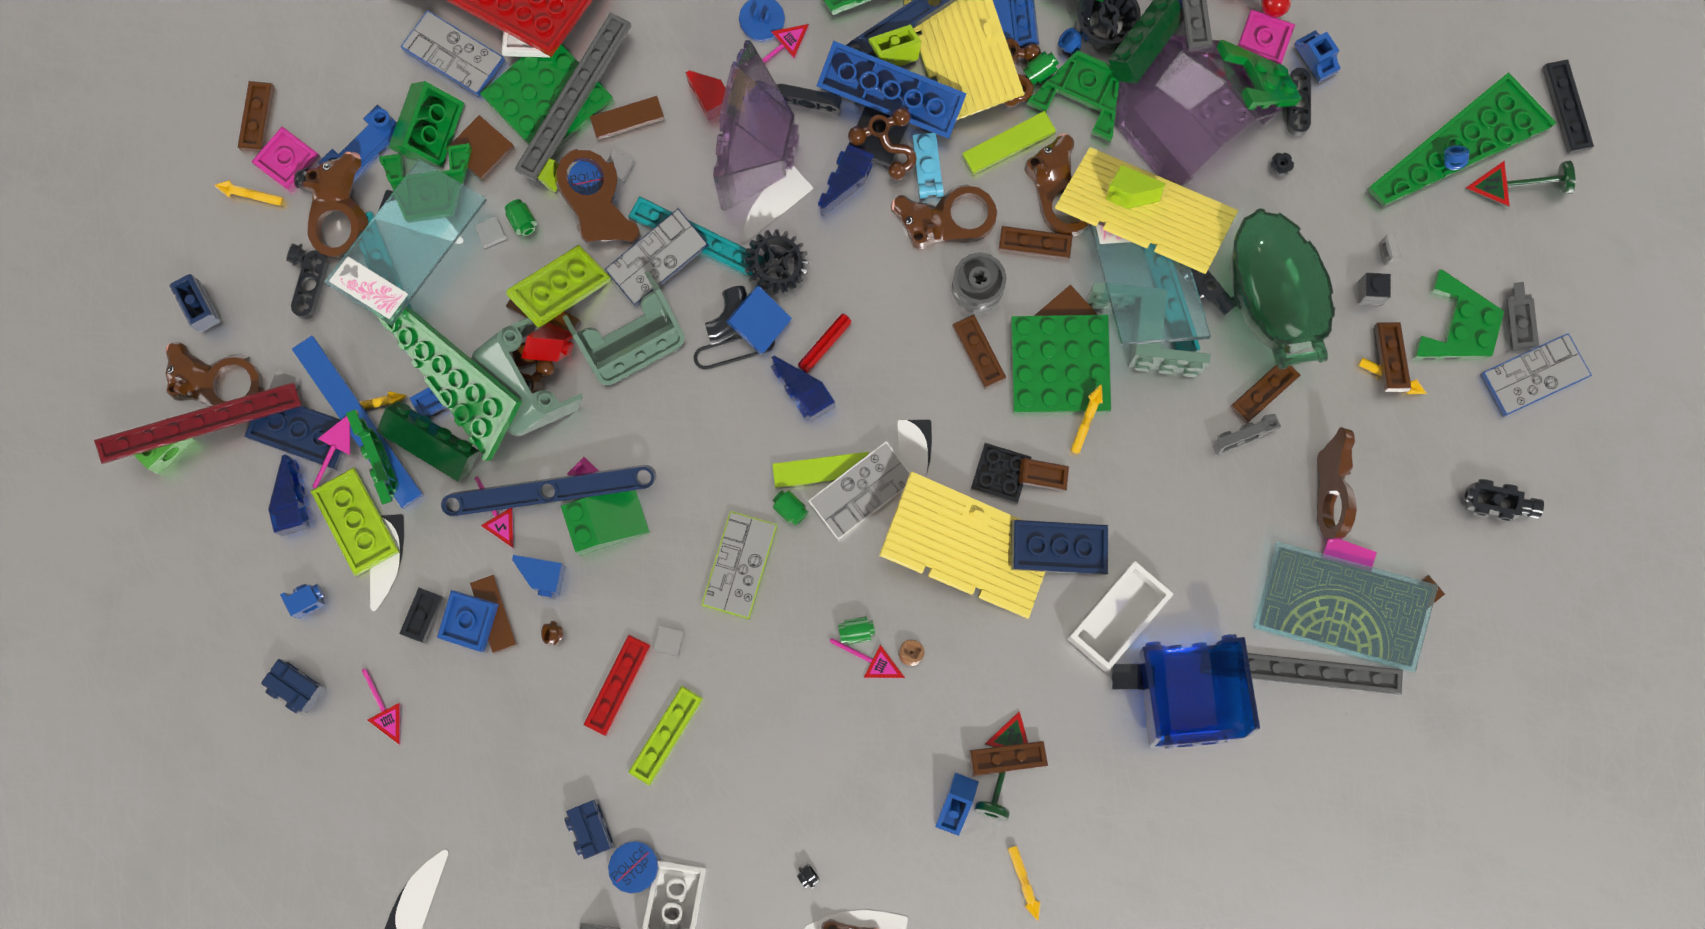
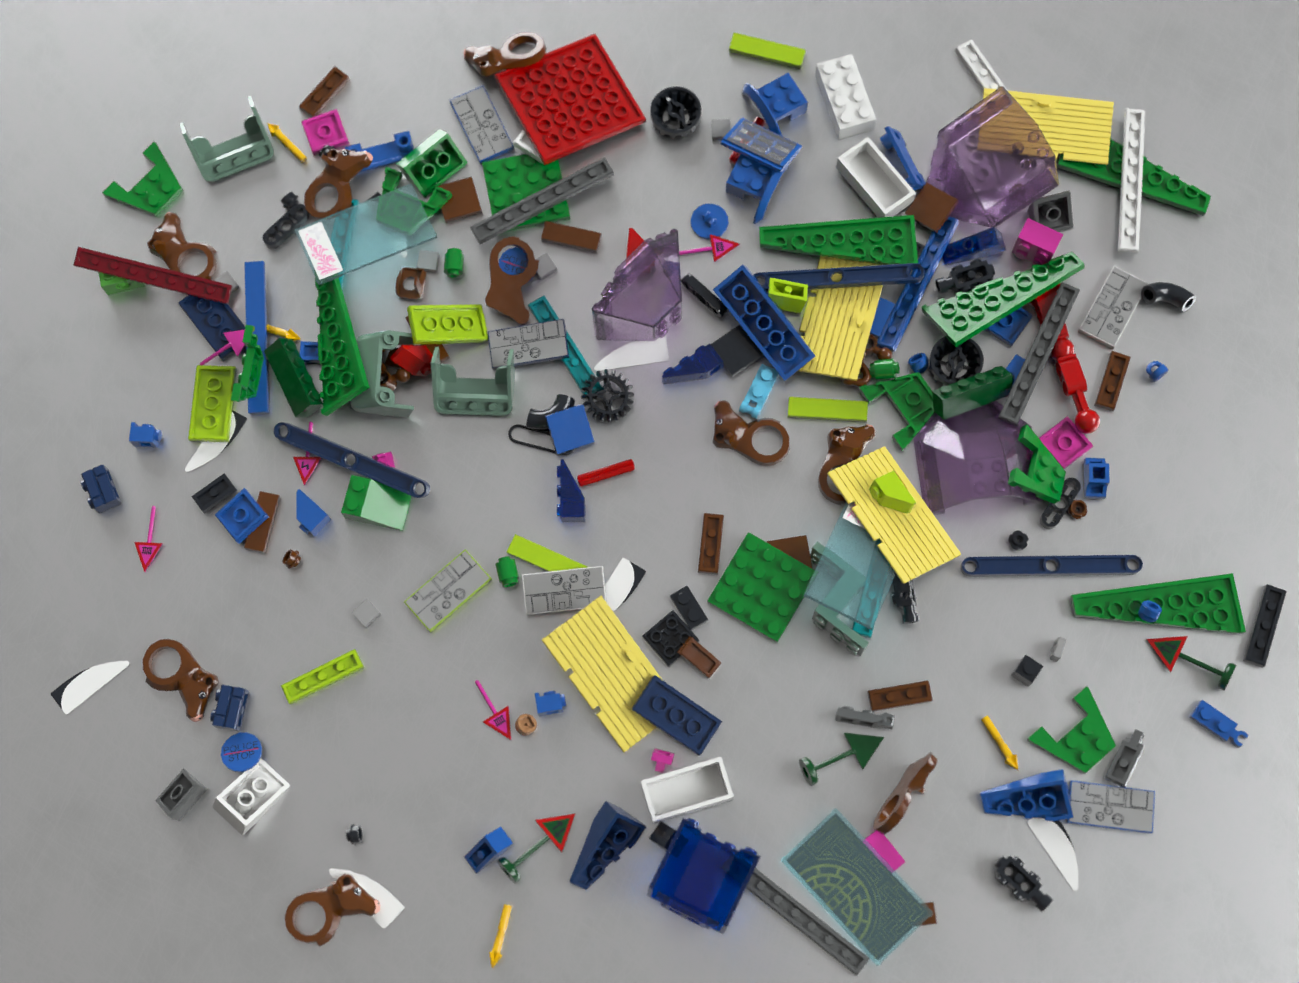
camera: 35 degrees right, 5 degrees down
(135, 329) = (154, 190): none -> green wing
(195, 303) = (202, 194): dark blue brick -> none
(200, 237) = (232, 154): none -> sand green windscreen
(287, 505) = (175, 365): clear blue slope -> none
(488, 252) = (419, 281): none -> reddish brown piece
(527, 826) = (190, 680): none -> reddish brown animal
(547, 175) = (490, 243): lime tile -> none
(617, 685) = (312, 622): red tile -> none
(856, 630) = (497, 685): green brick -> none
(900, 117) = (757, 345): reddish brown piece -> none
(922, 615) = (550, 703): none -> blue brick
(983, 269) = (736, 505): dark grey wheel -> none
(999, 431) = (688, 608): none -> black plate
(1008, 758) = (544, 840): reddish brown tile -> none
(1035, 243) = (801, 491): reddish brown tile -> none
(1069, 713) = (608, 837): none -> dark blue wedge
(1072, 599) = (662, 758): none -> dark pink tile
(1095, 399) = (769, 626): yellow piece -> none
(1263, 465) = (861, 745): none -> dark green piece
(1281, 288) = (953, 626): clear green windscreen -> none
(1325, 96) = (1082, 509): none -> reddish brown plate
(1342, 161) = (1066, 565): none -> dark blue beam
(1392, 357) = (1009, 728): reddish brown tile -> none
(1460, 408) = (1035, 796): none -> blue wedge
(1507, 443) = (1058, 846): none -> white sticker
(1583, 230) = (1217, 723): none -> blue plate

